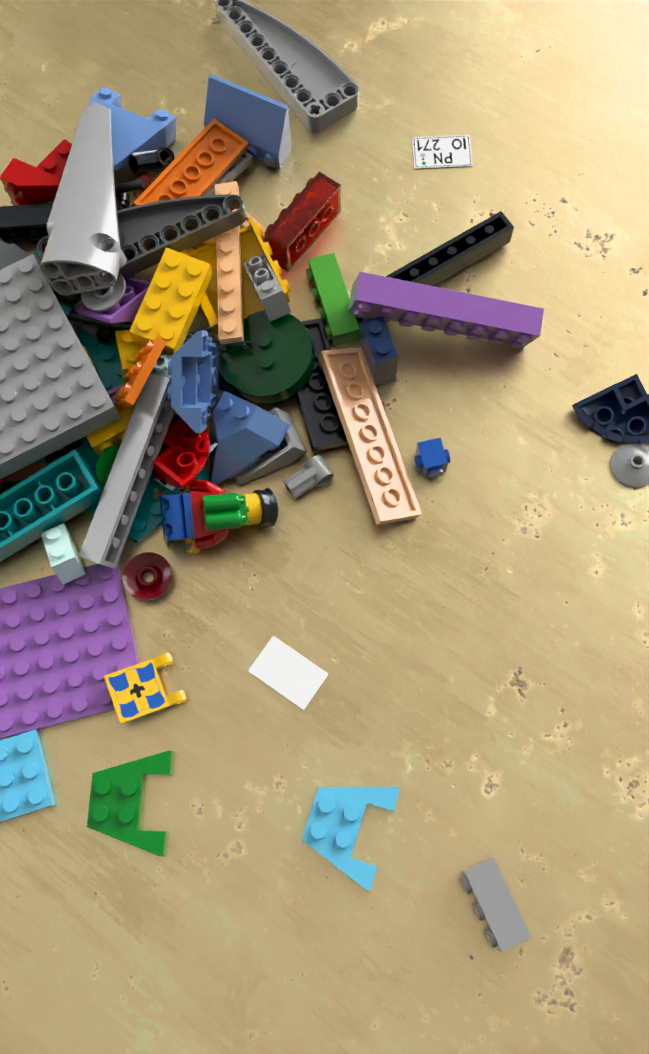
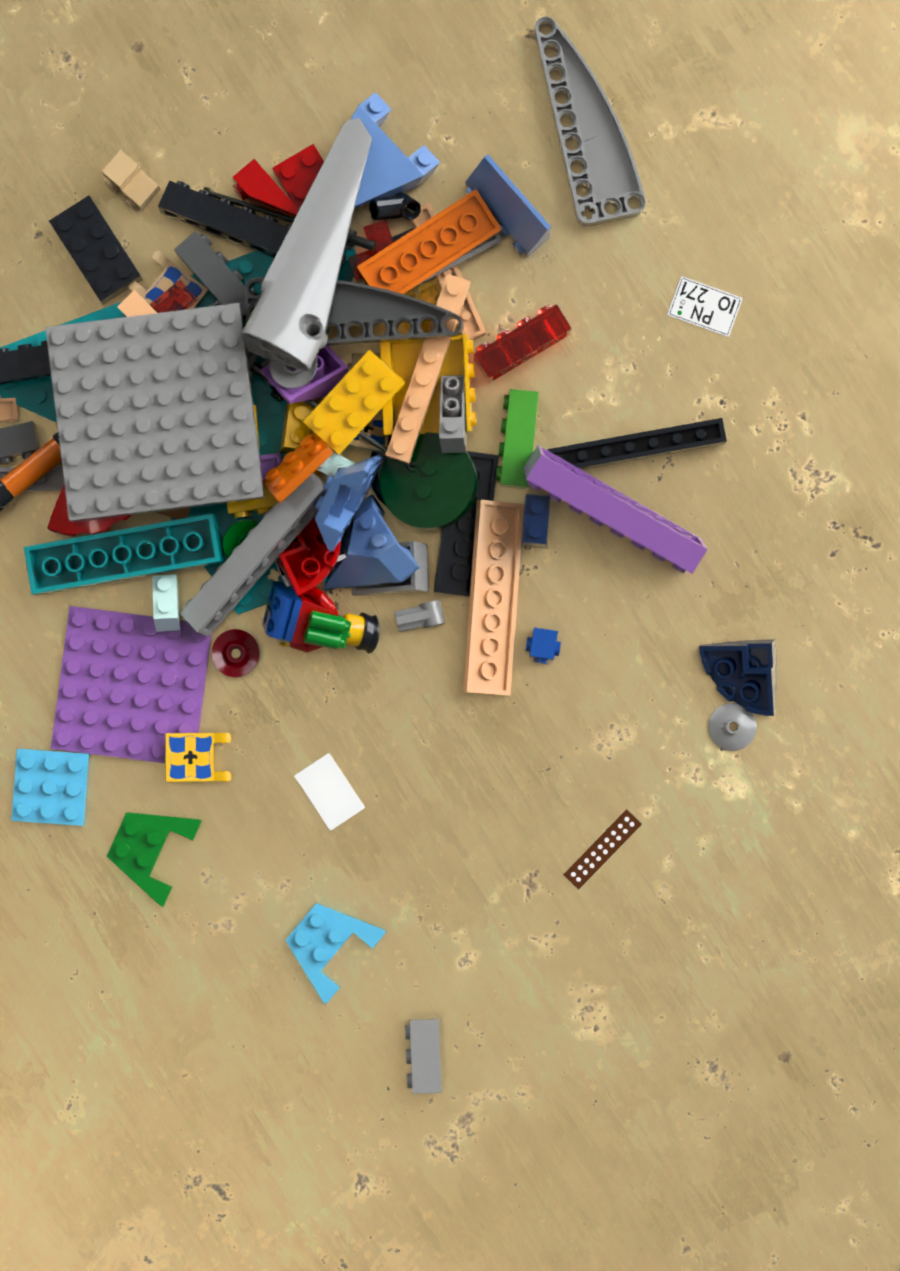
camera: 15 degrees right, 15 degrees up
(571, 622) = (602, 849): none -> reddish brown sticker

